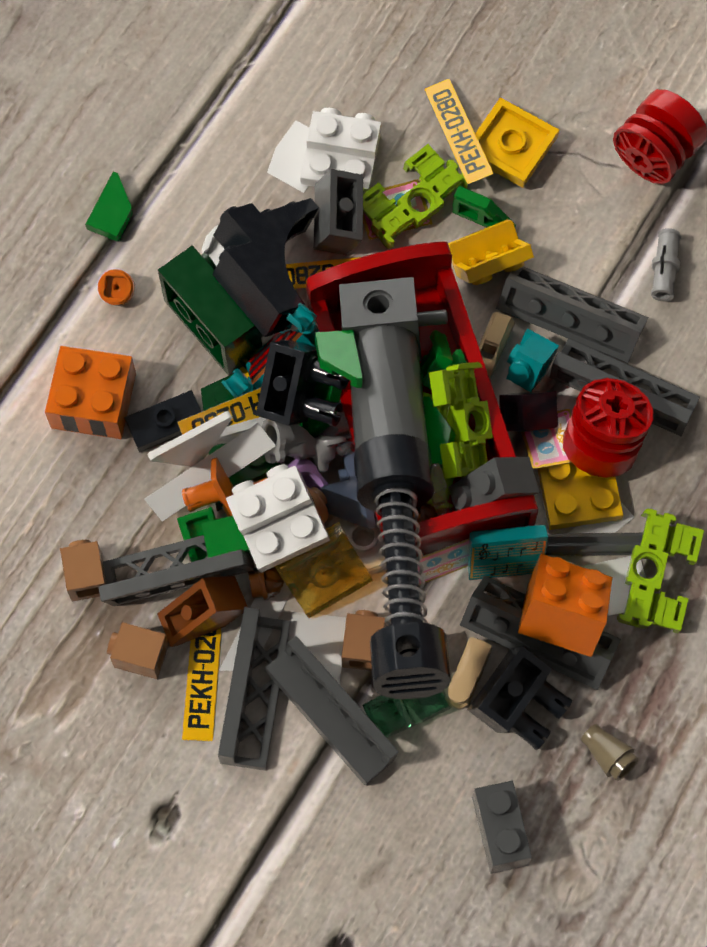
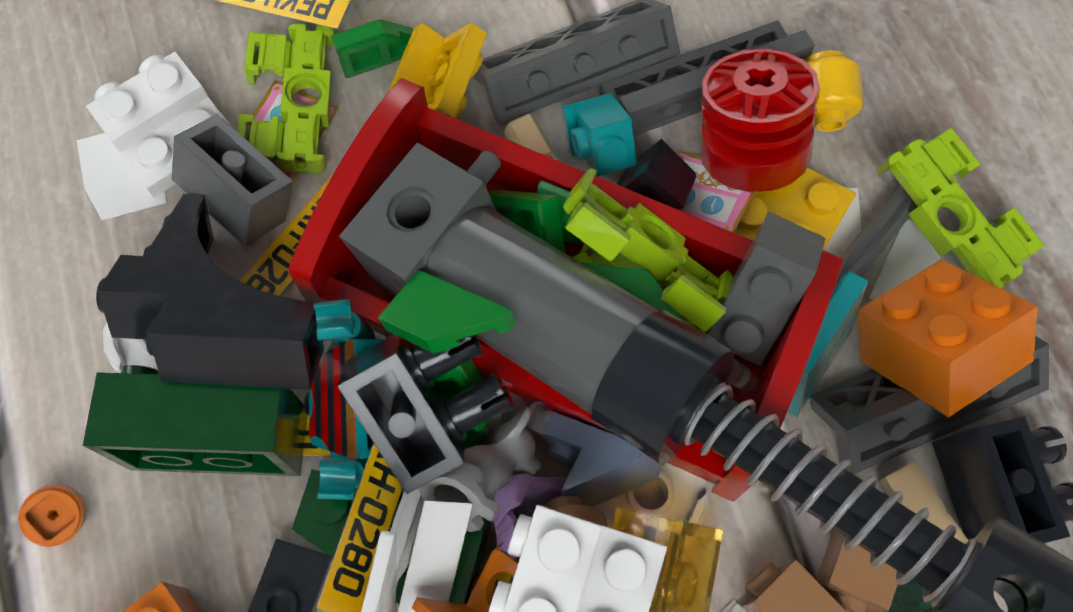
camera: 50 degrees left, 0 degrees up
(671, 453) = (839, 91): none -> yellow head

